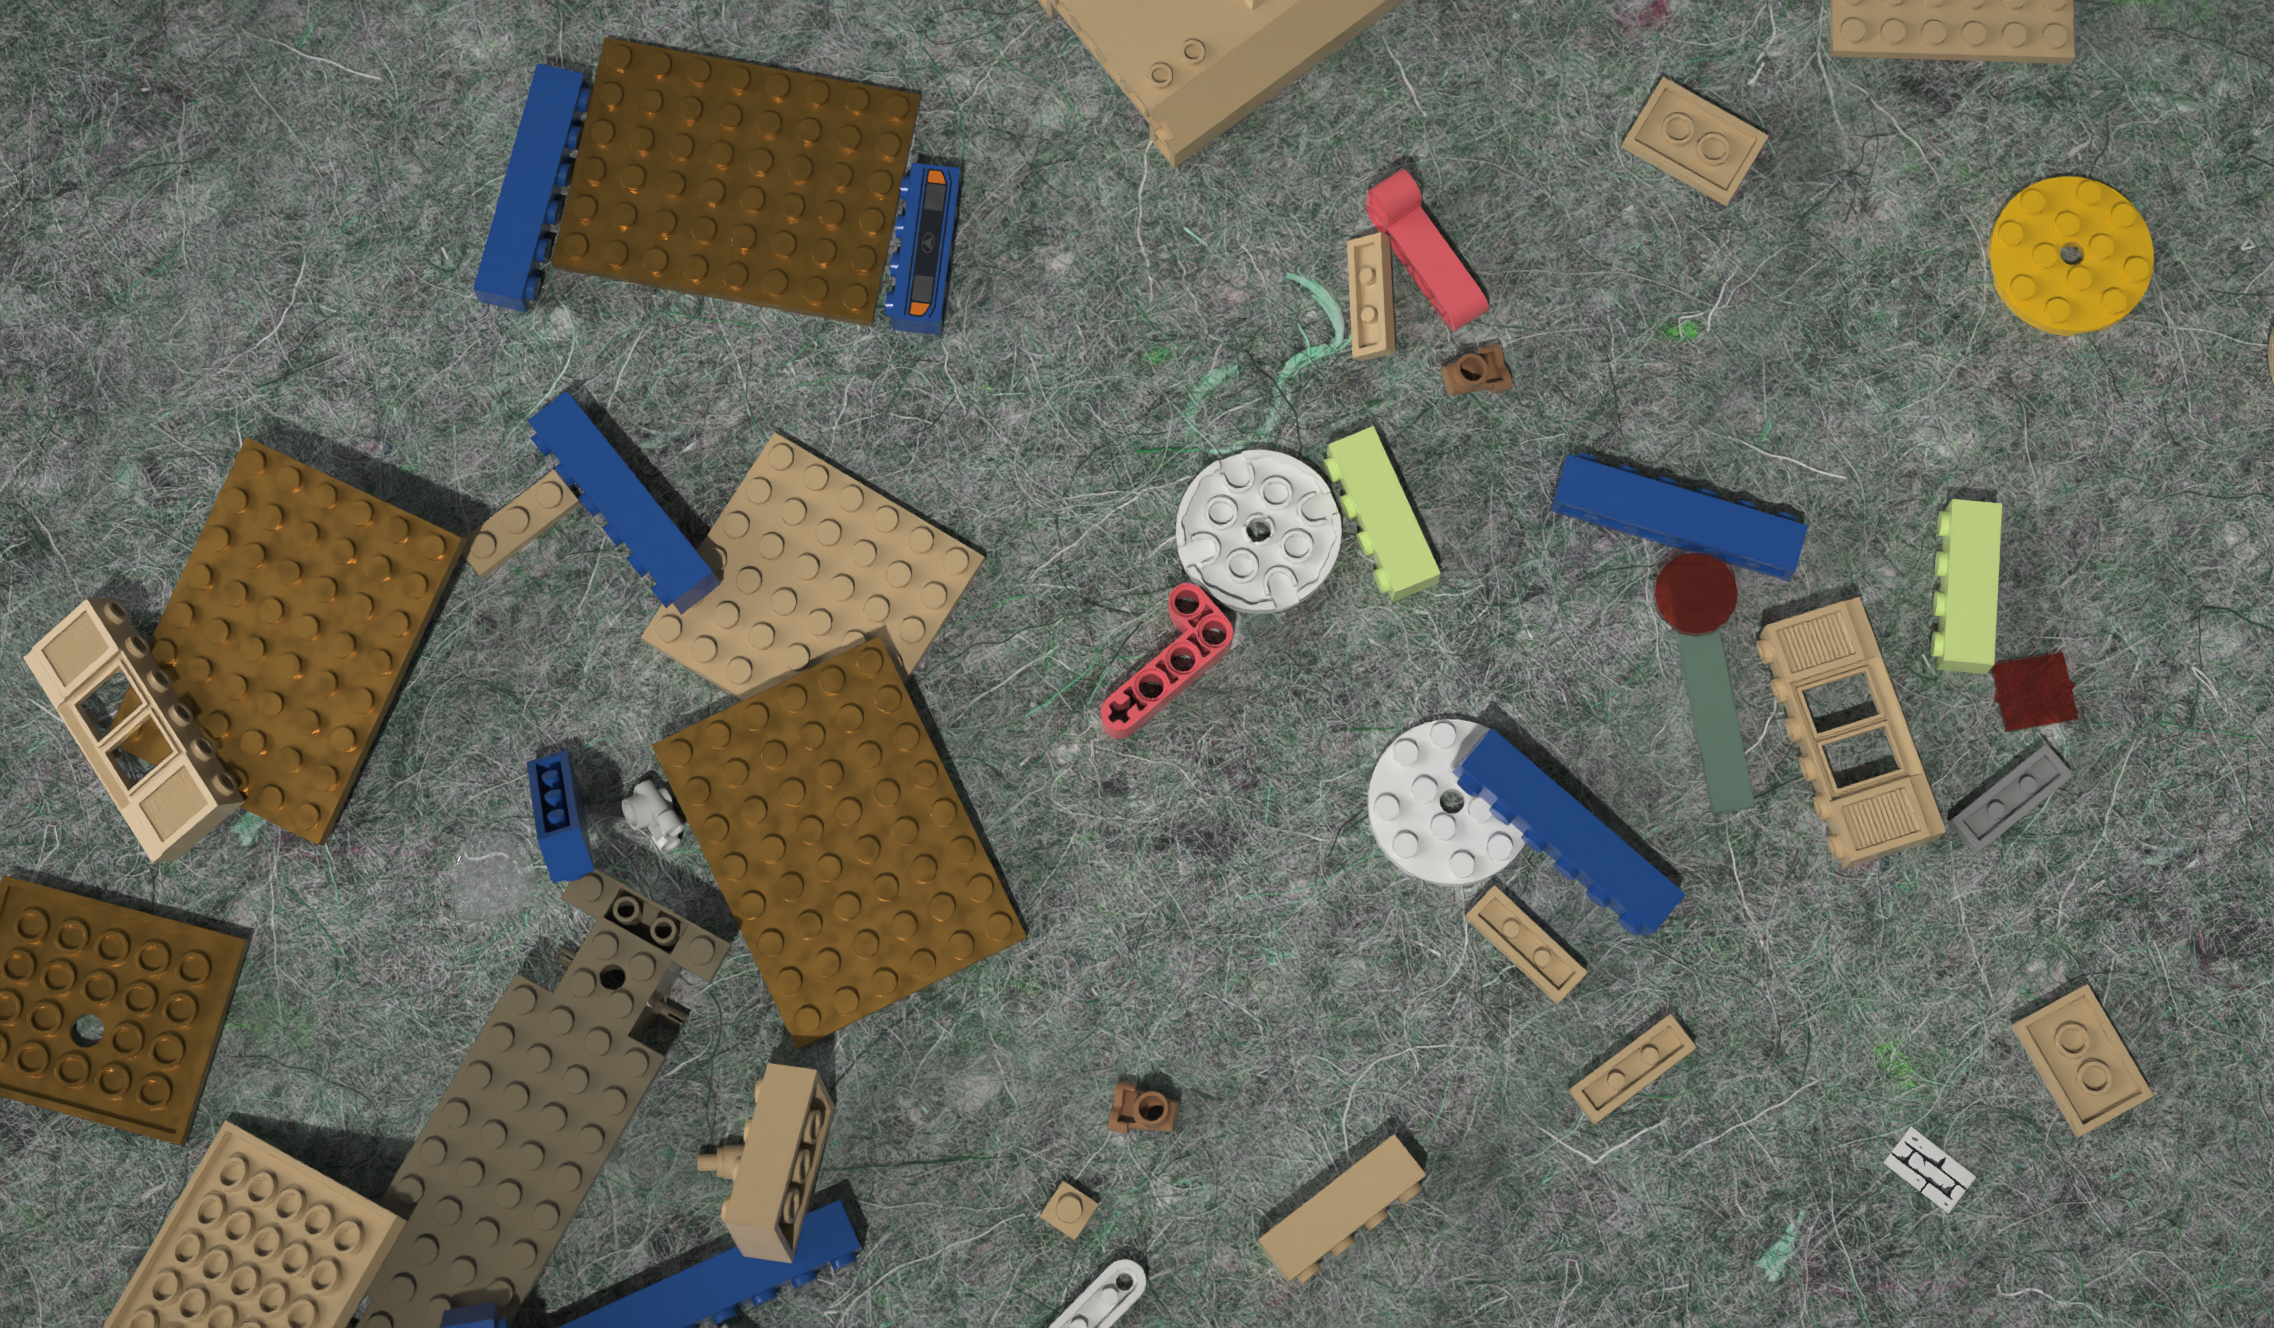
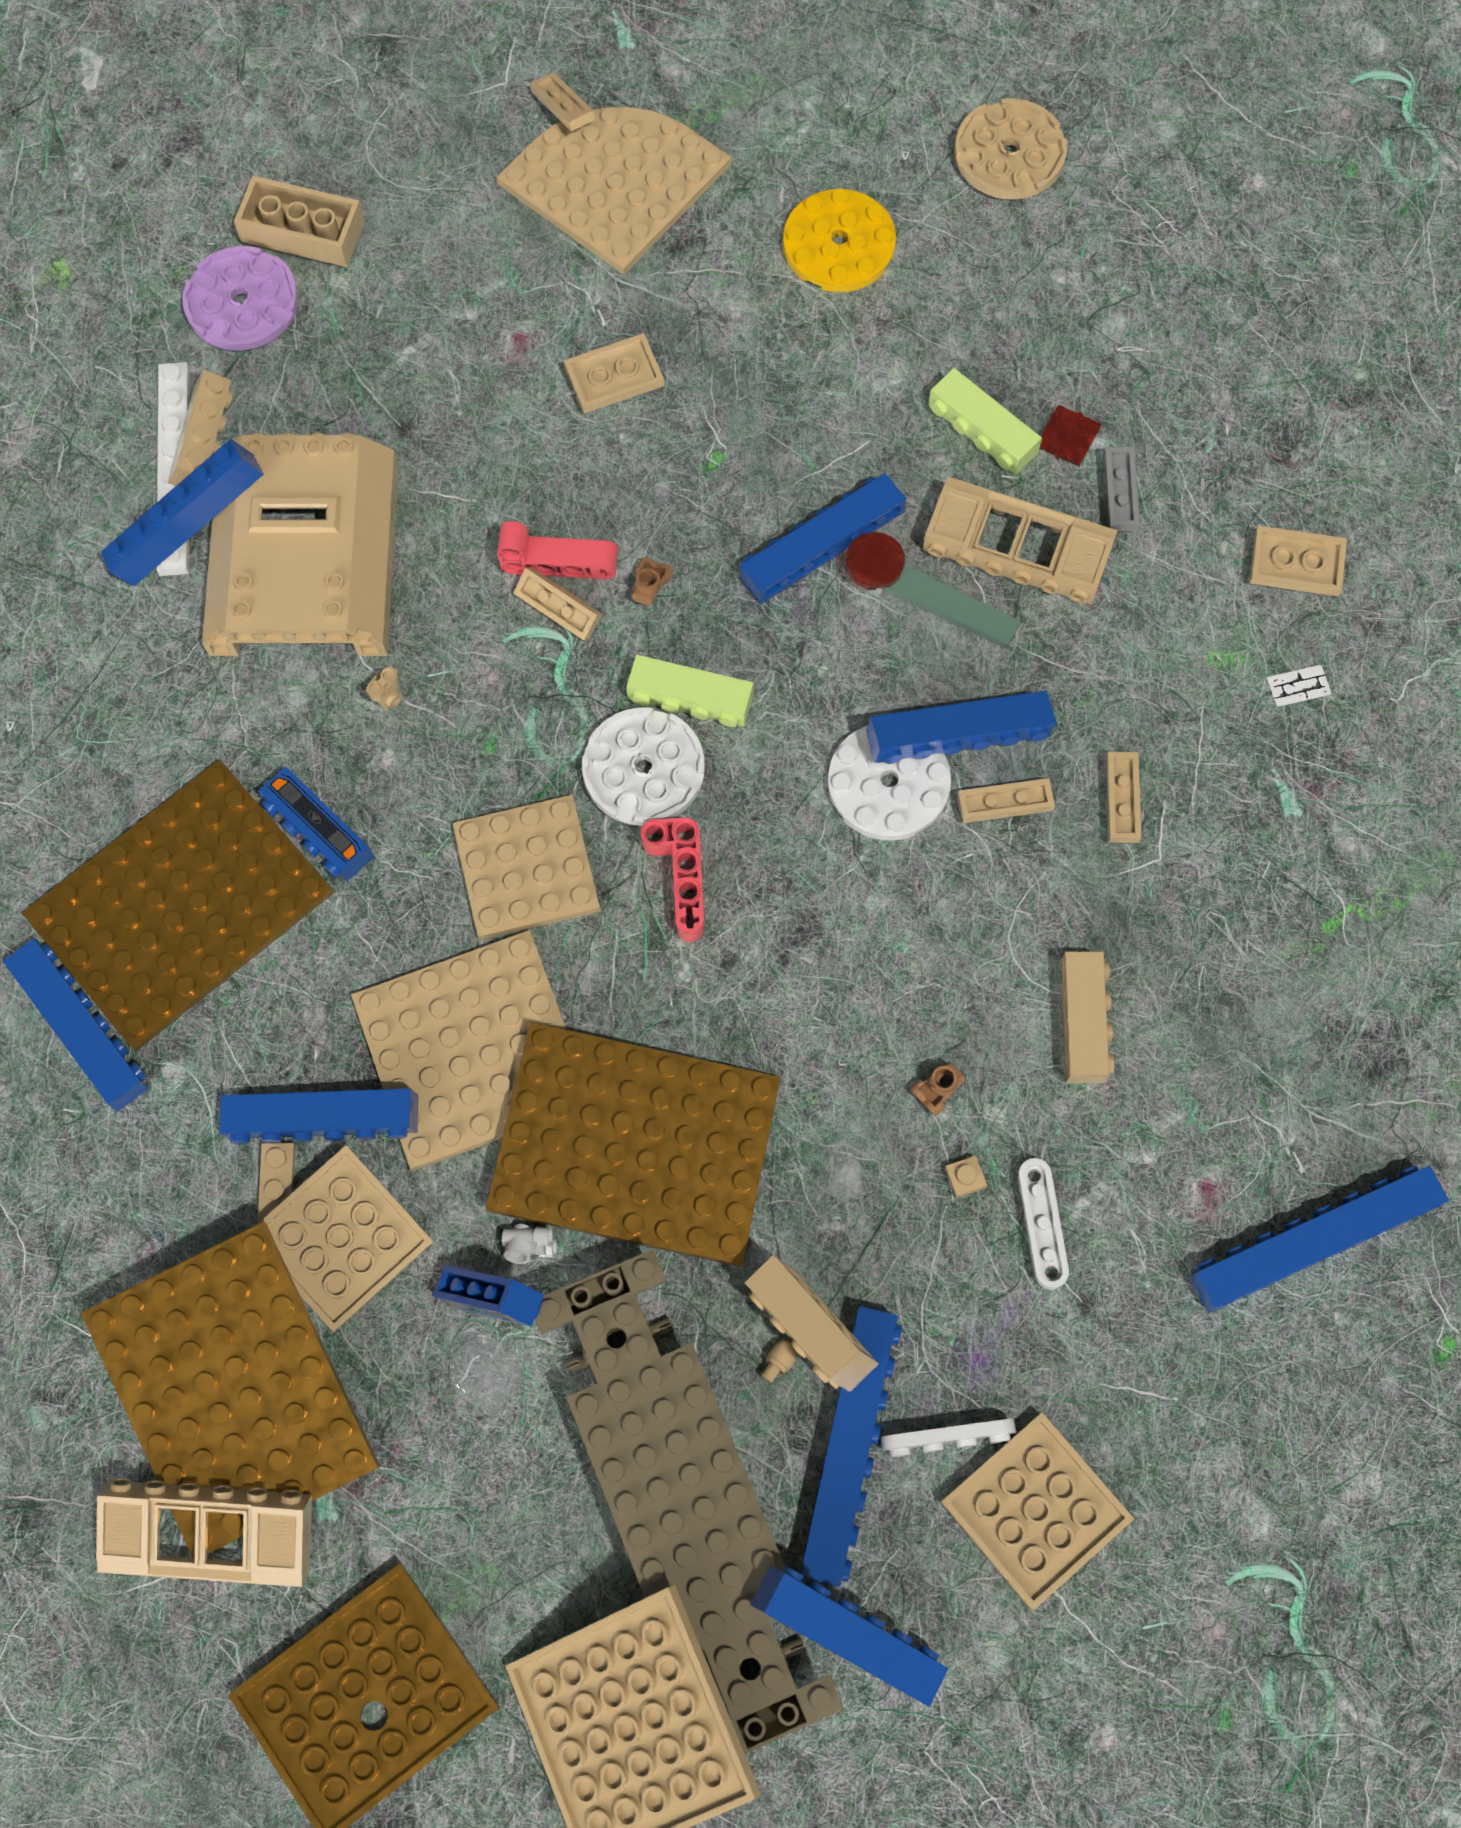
camera: 50 degrees left, 5 degrees down
(518, 627) = (343, 1238): none -> tan plate
(1052, 498) = (526, 867): none -> tan plate
(1126, 198) = (384, 689): none -> tan plate

